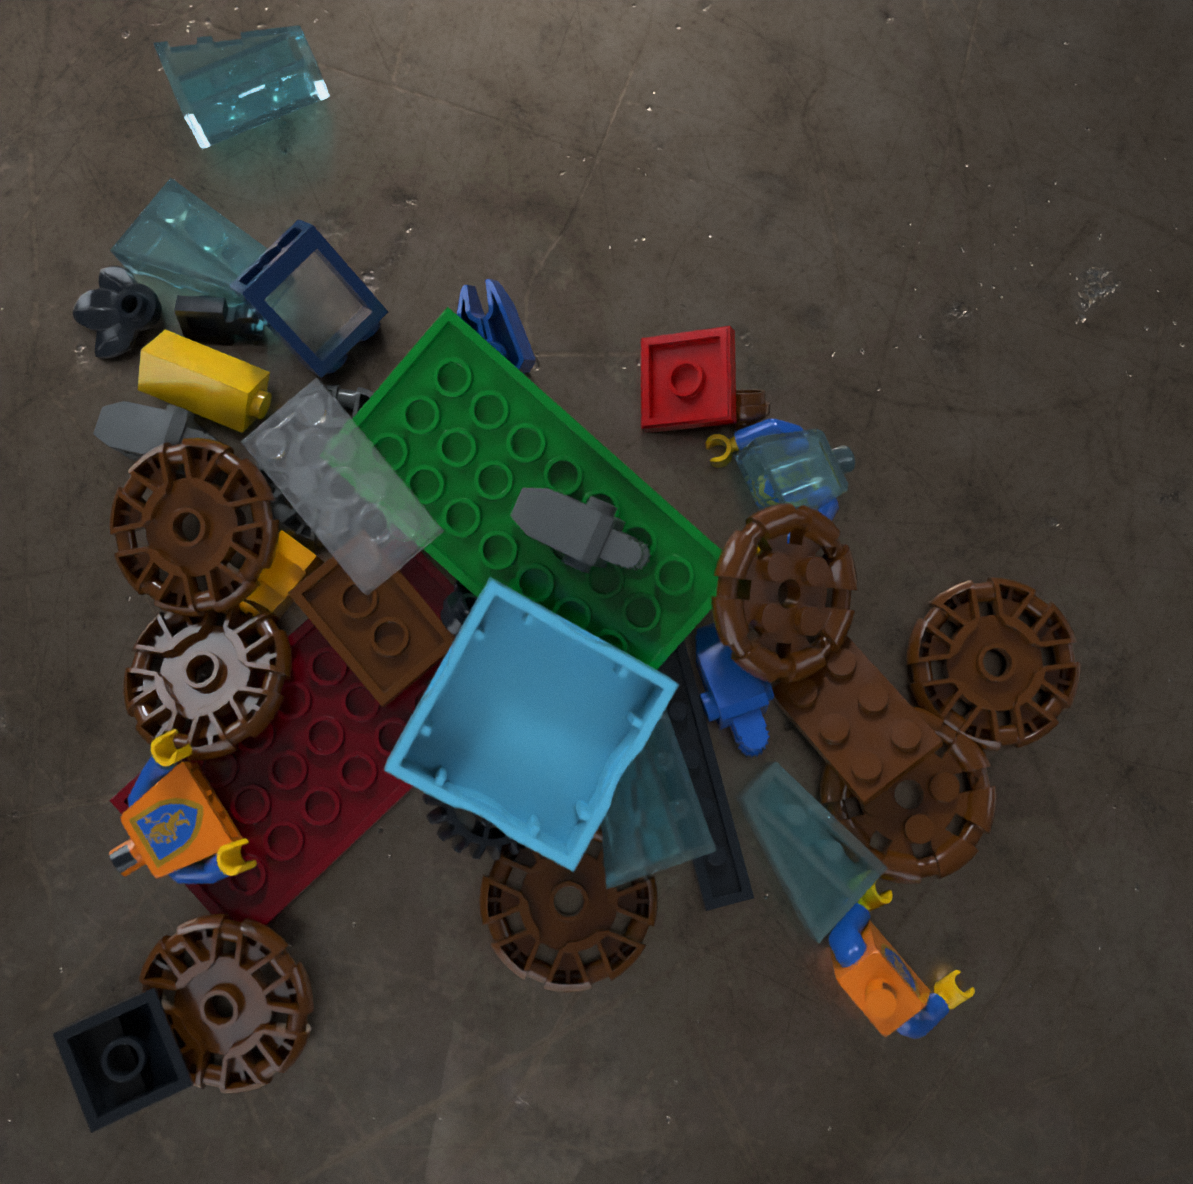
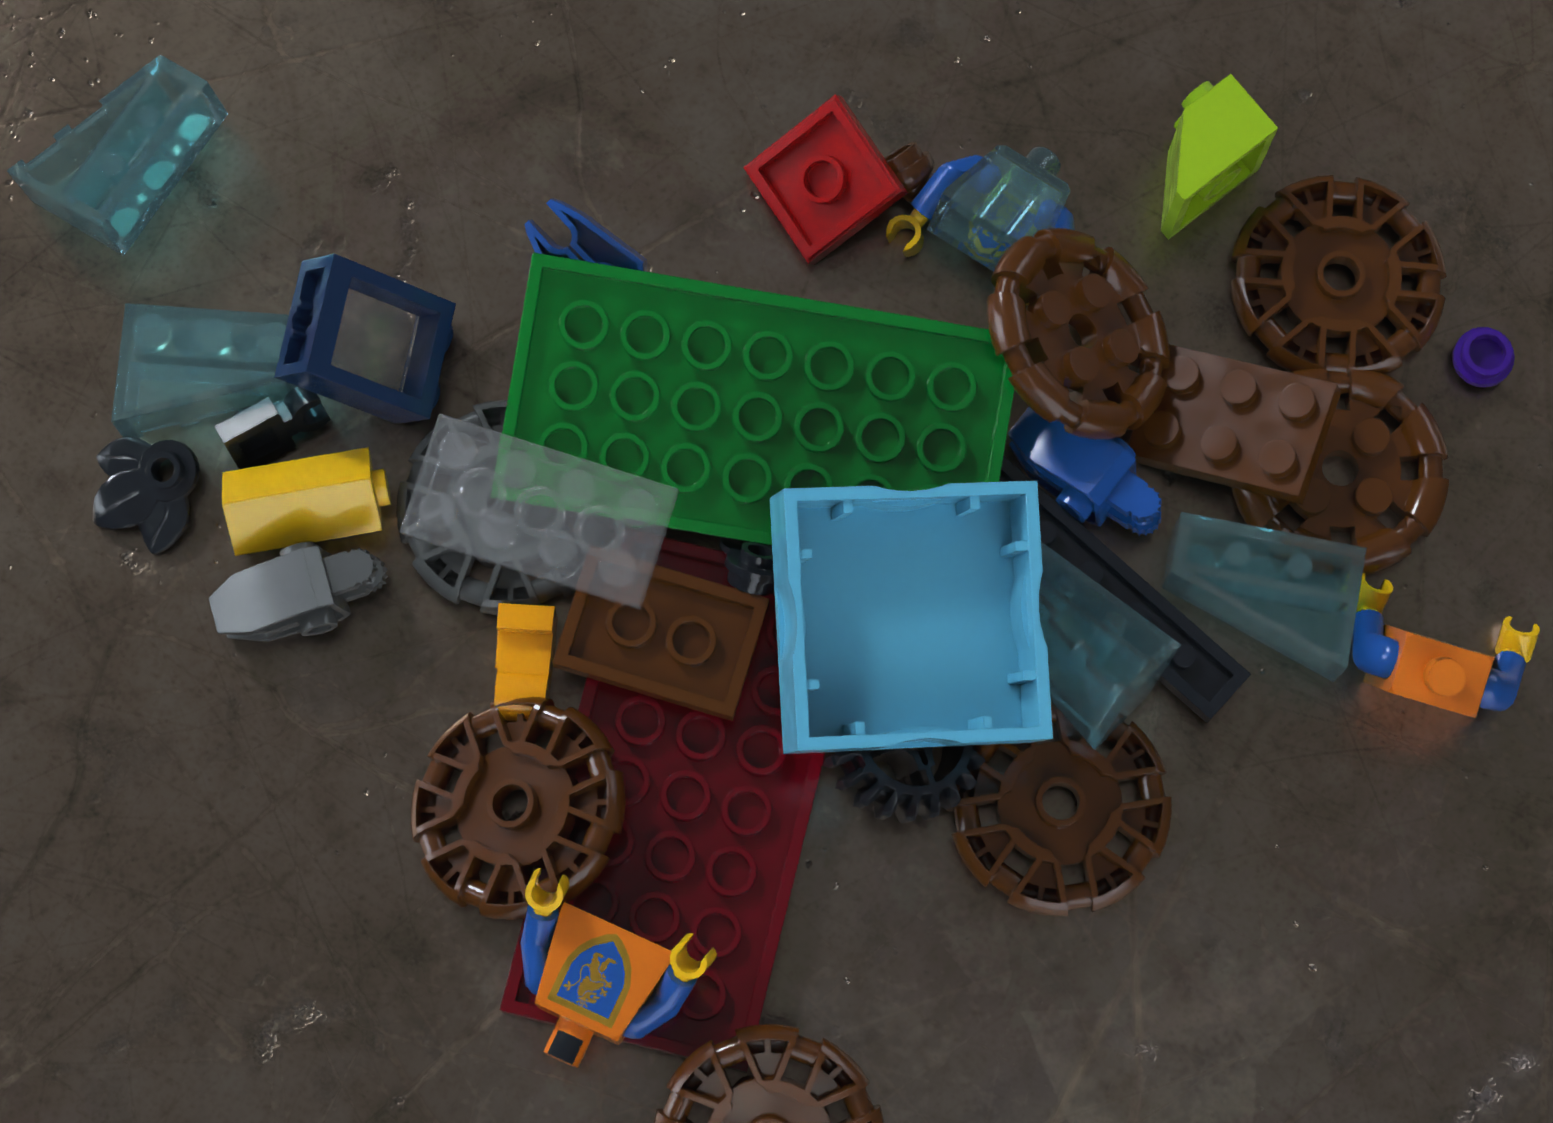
camera: 30 degrees left, 5 degrees down
(220, 521) = (442, 649): reddish brown plate -> none
(581, 531) = (830, 396): dark grey hinge -> none
(964, 522) = (1213, 151): none -> lime slope
(1058, 780) = (1483, 357): none -> dark purple plate

